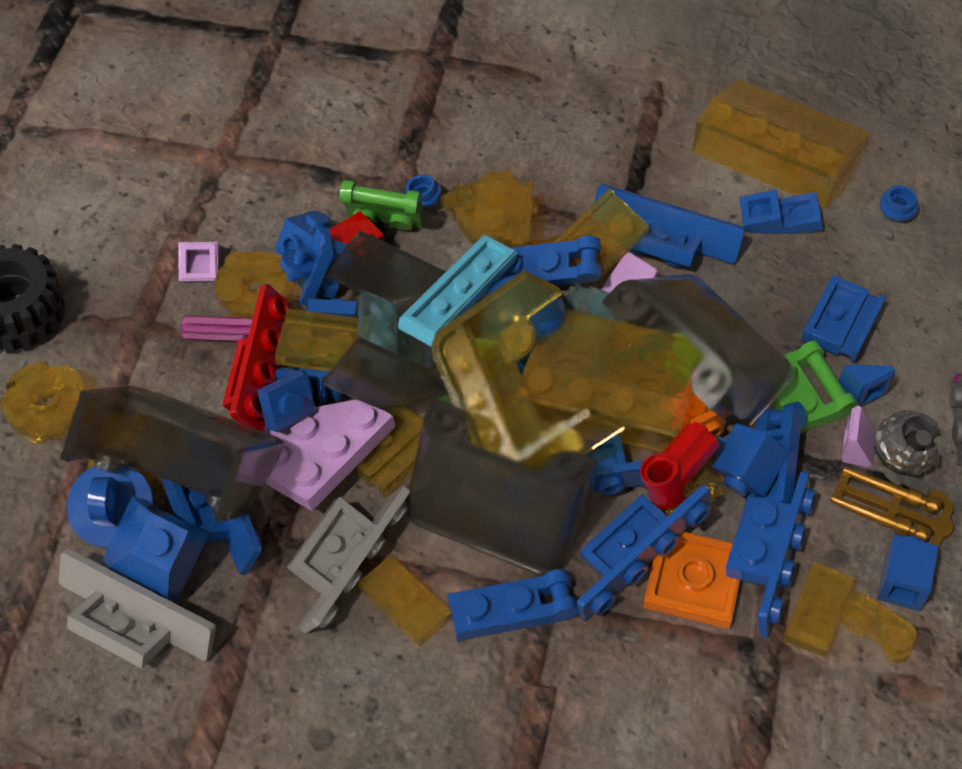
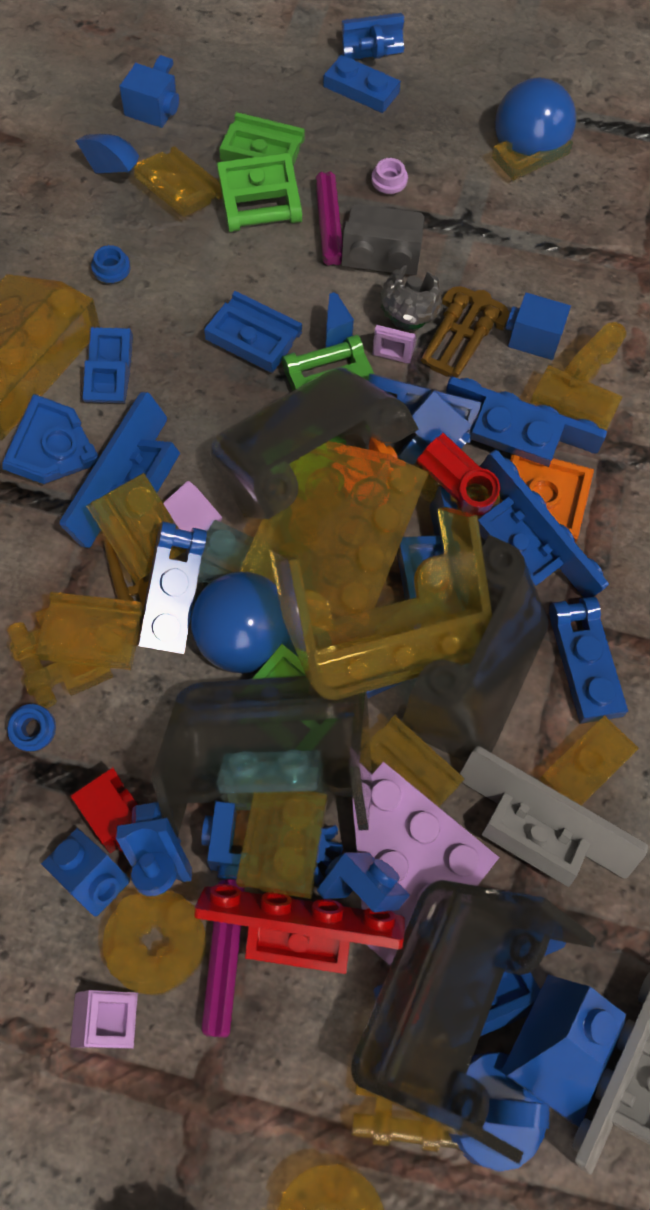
camera: 90 degrees left, 10 degrees up
(384, 206) = (64, 758): bright green plate -> none
(457, 289) = (228, 675): medium azure tile -> none
(686, 174) = (49, 443): none -> blue plate

